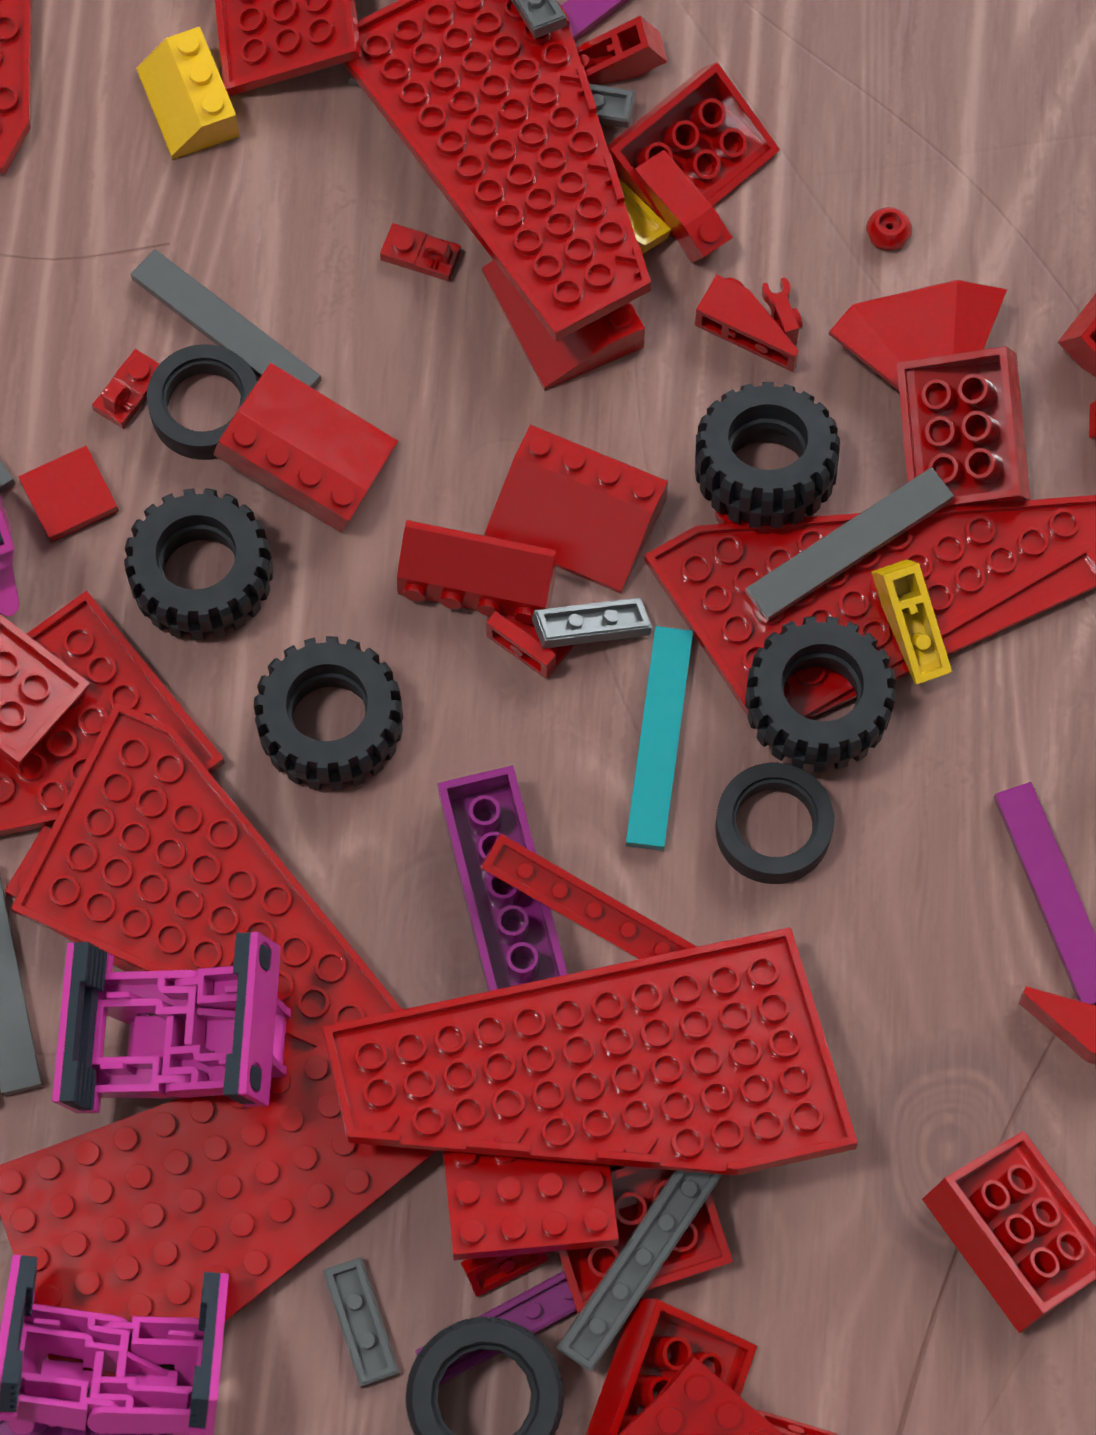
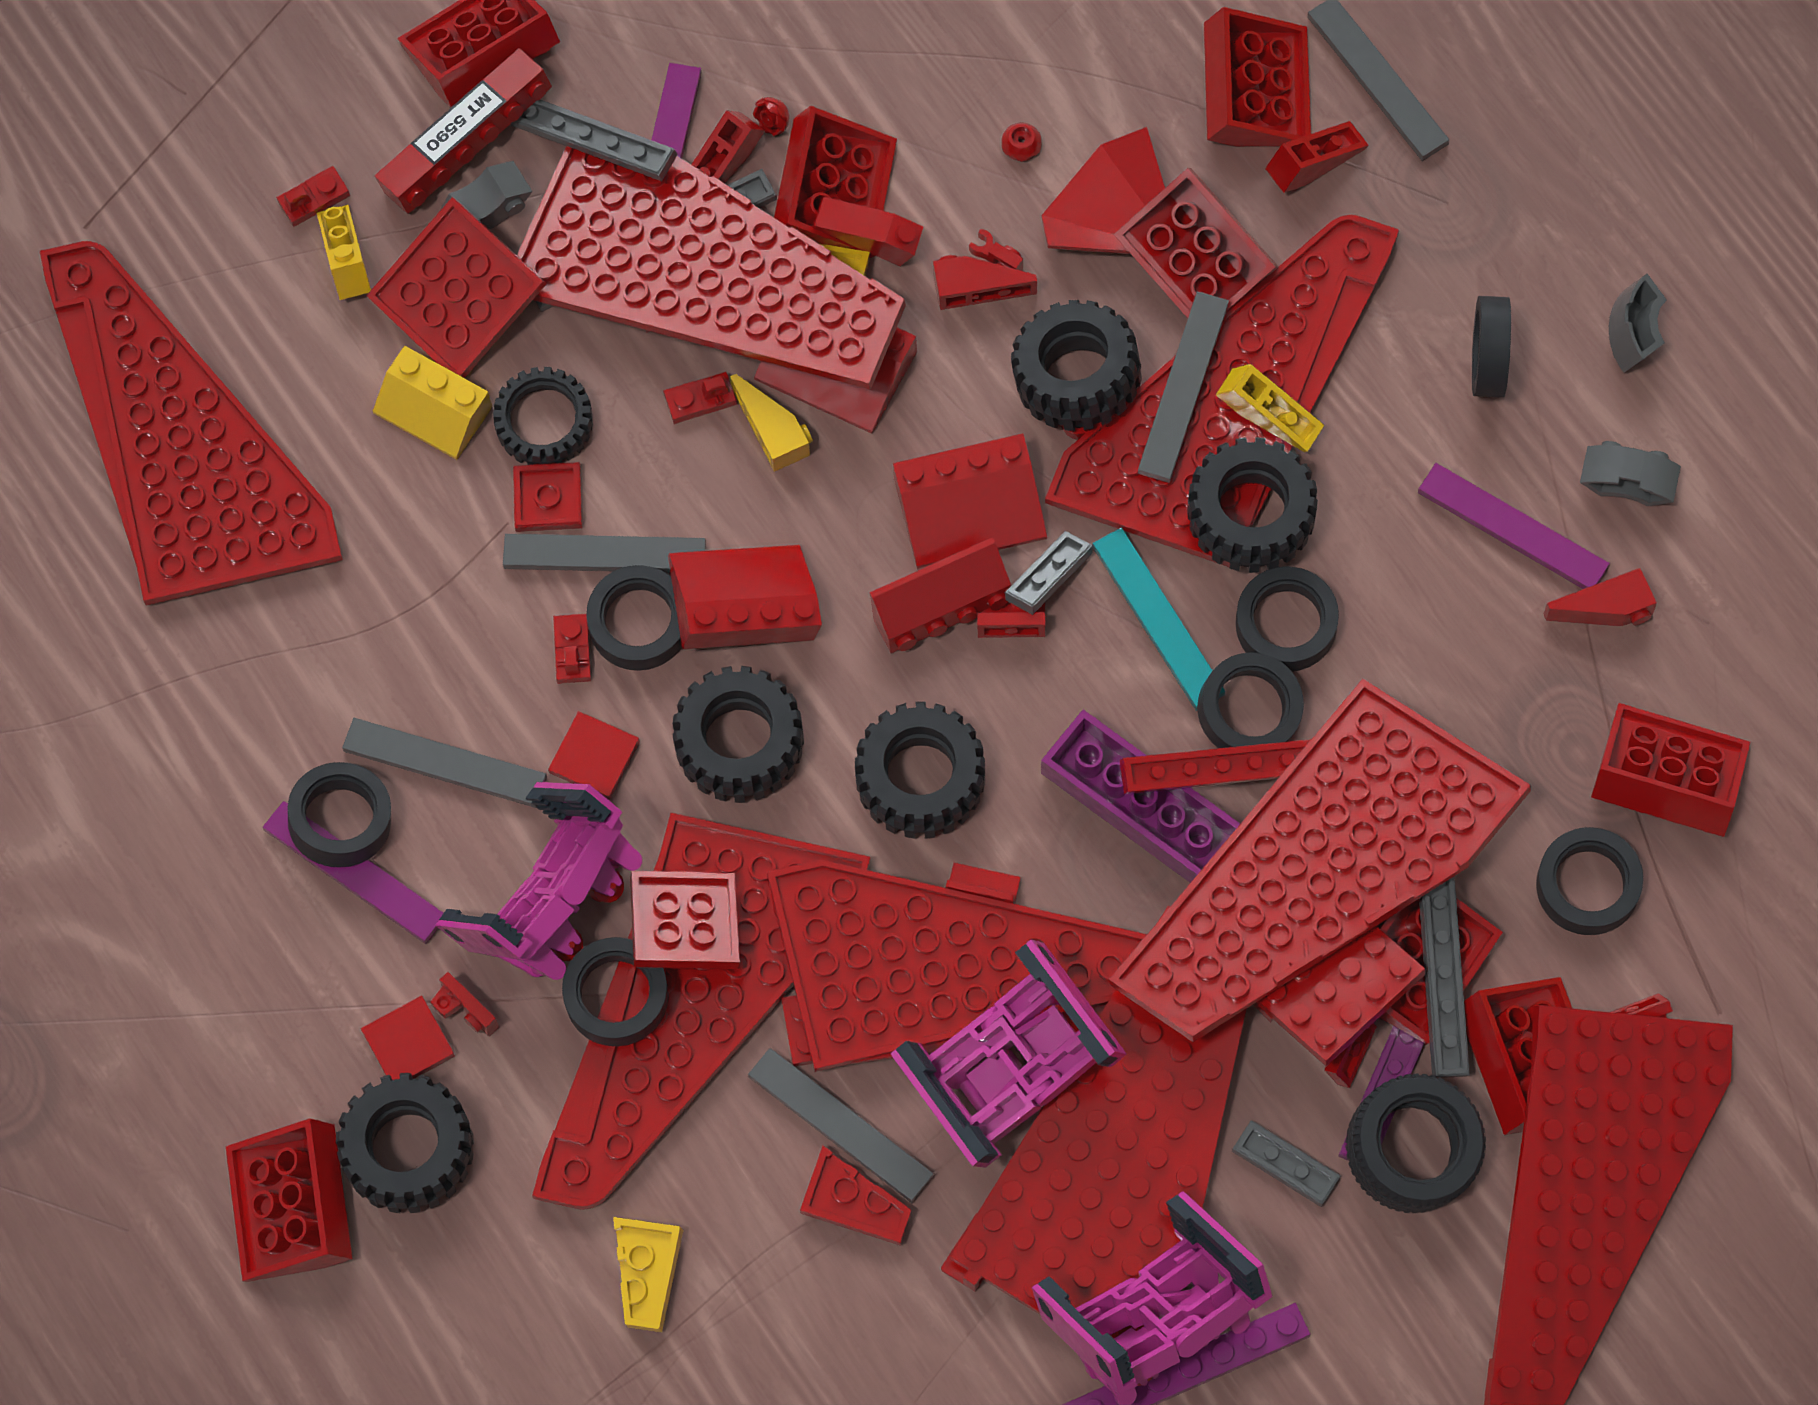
camera: 35 degrees left, 0 degrees up
(219, 244) = (547, 497): none -> red tile
(264, 136) = (530, 383): none -> black tyre
(303, 859) = (984, 882): none -> red panel
(458, 327) = (773, 425): none -> yellow slope
(685, 53) = (772, 115): none -> red plate
(706, 842) = (1255, 665): none -> black tyre
(883, 1235) = (1598, 841): none -> black tyre

